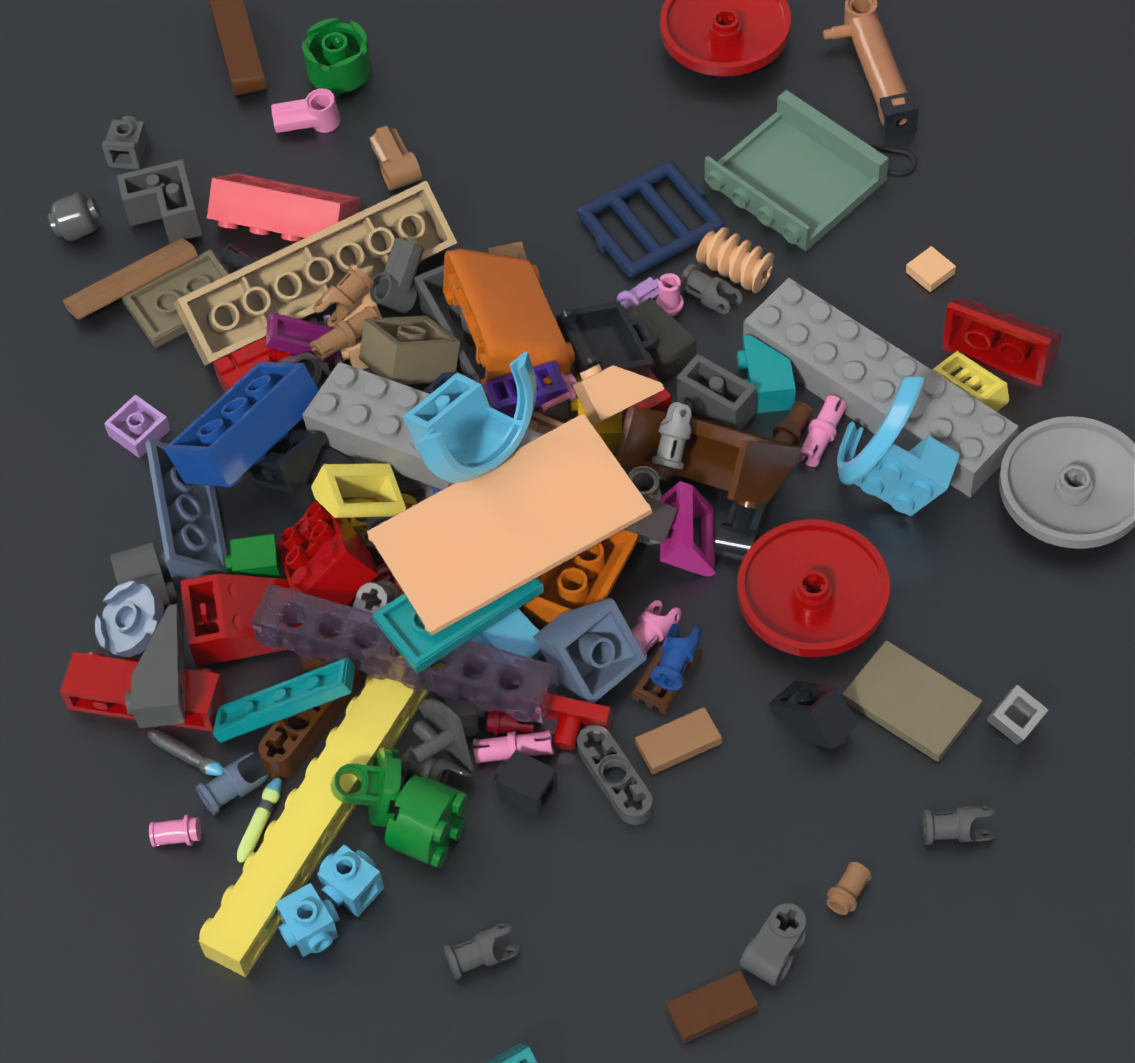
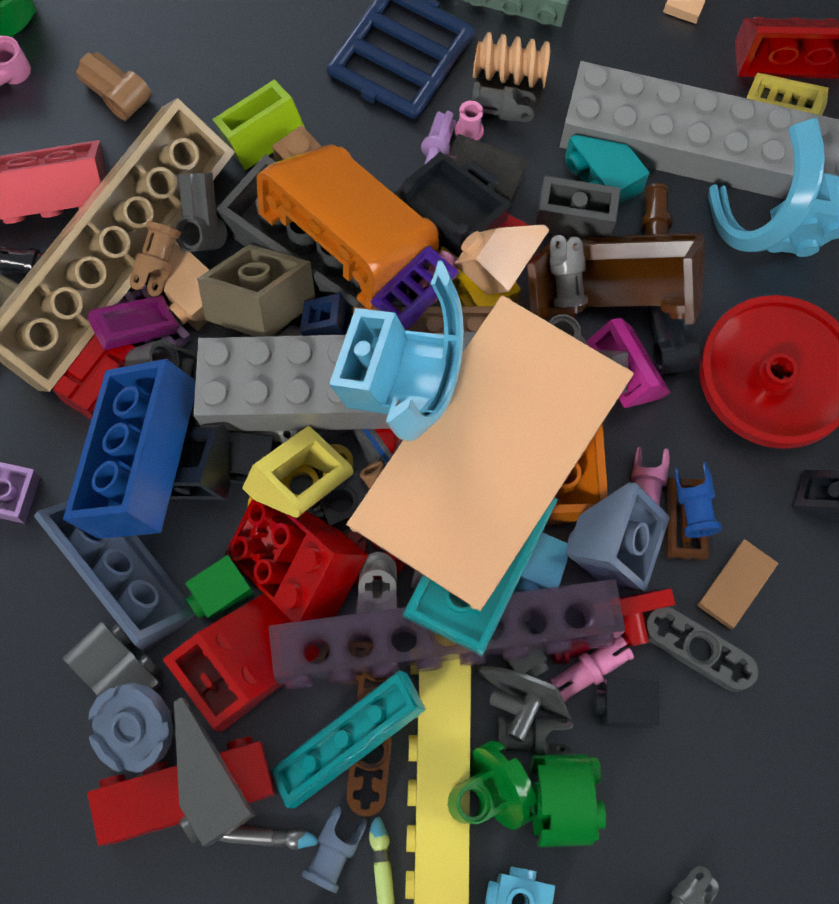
camera: 35 degrees left, 15 degrees up
(342, 335) = (178, 301): medium nougat pin -> none
(490, 226) = (258, 123): none -> lime brick
(822, 430) = (686, 200): bright pink pin -> none

